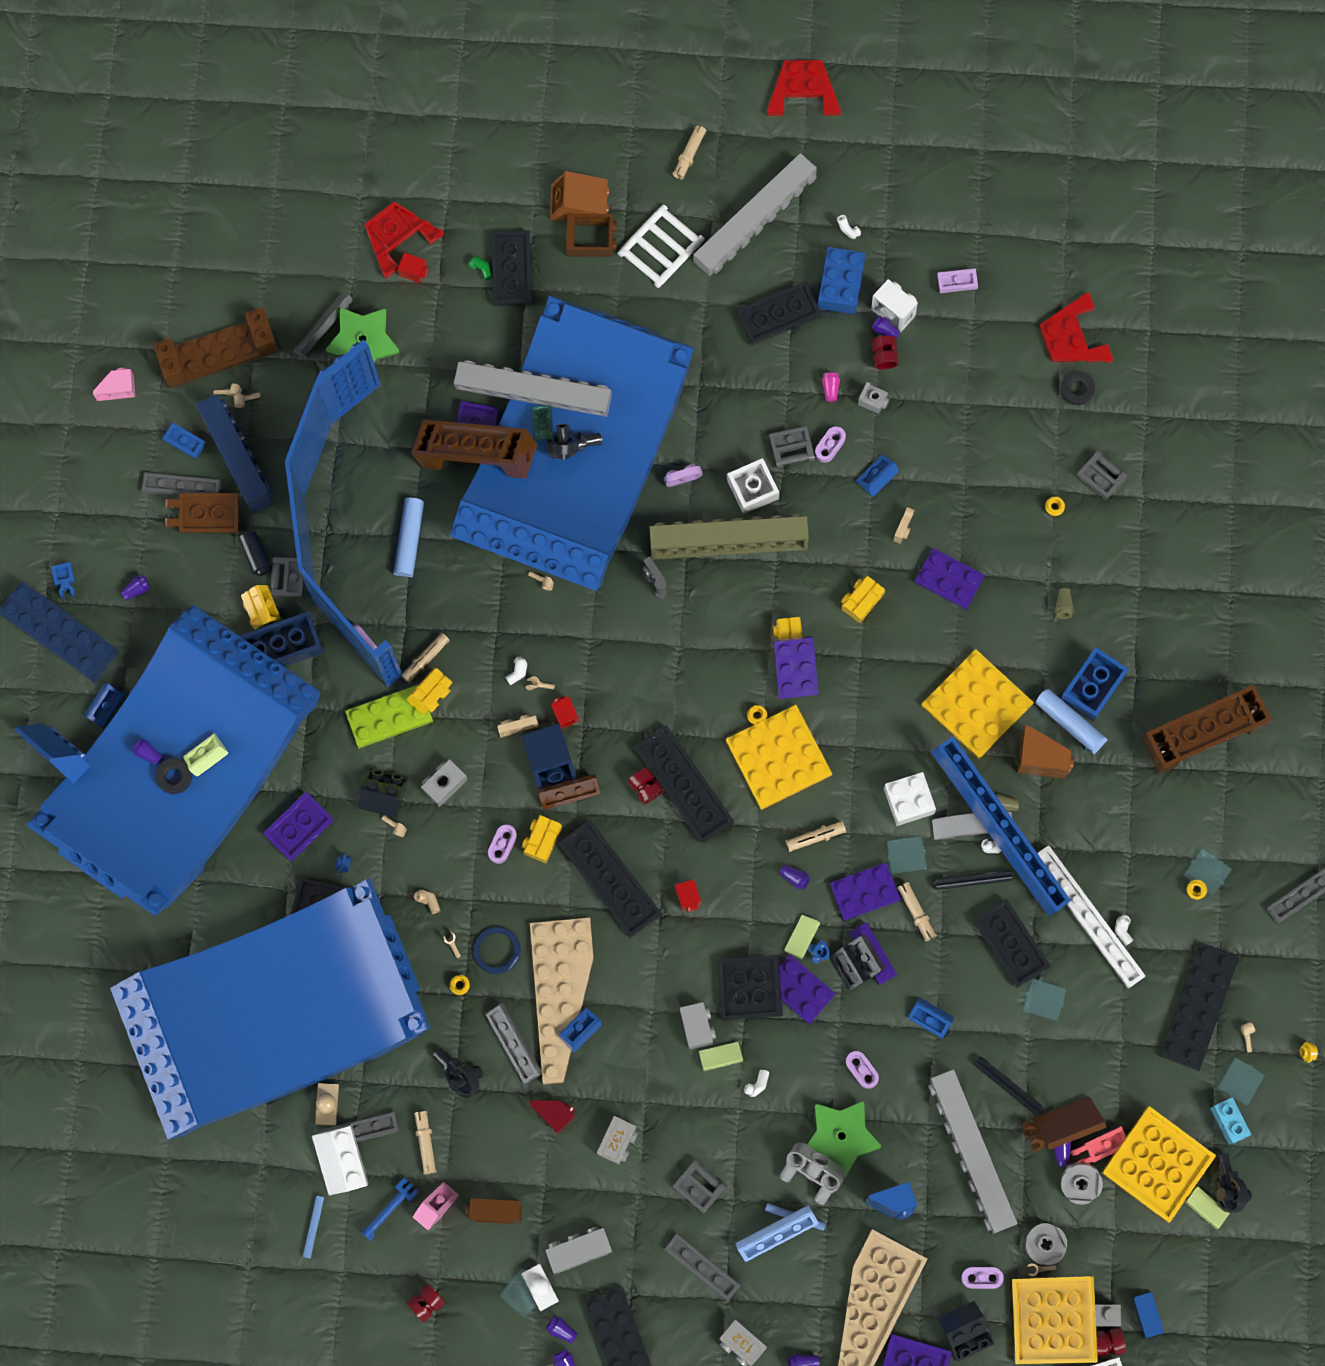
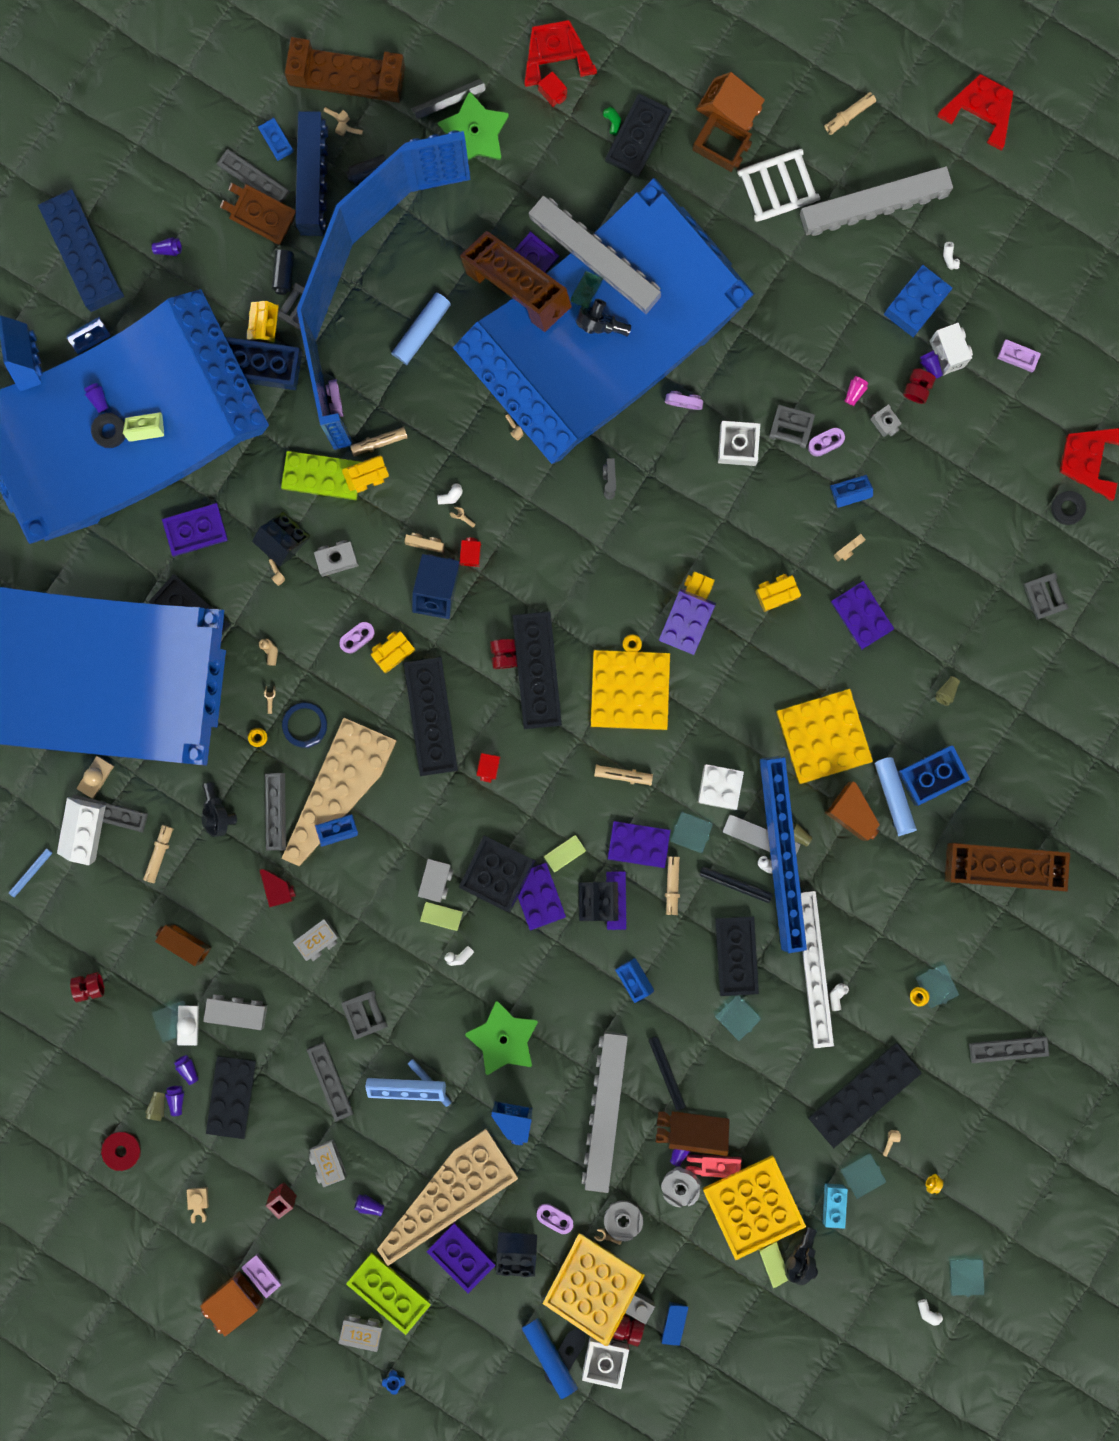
camera: 25 degrees right, 10 degrees up
(63, 577) = (111, 204): blue plate -> none
(116, 385) = (243, 58): bright pink slope -> none
(283, 424) = (362, 170): none -> black brick
(343, 863) = (215, 581): blue plate -> none
(403, 1193) = (72, 902): blue hinge -> none
(435, 1205) = (138, 911): bright pink slope -> none
(569, 791) = (437, 623): reddish brown plate -> none
(729, 537) = (692, 477): olive brick -> none
(778, 313) = (847, 301): black plate -> none
(796, 877) = (587, 800): dark purple cone -> none
(814, 1167) = (466, 1054): light grey piece -> none
(824, 951) = (575, 878): blue plate -> none
(863, 1069) = (553, 992): lavender plate -> none
(1055, 500) = (994, 598): yellow plate -> none

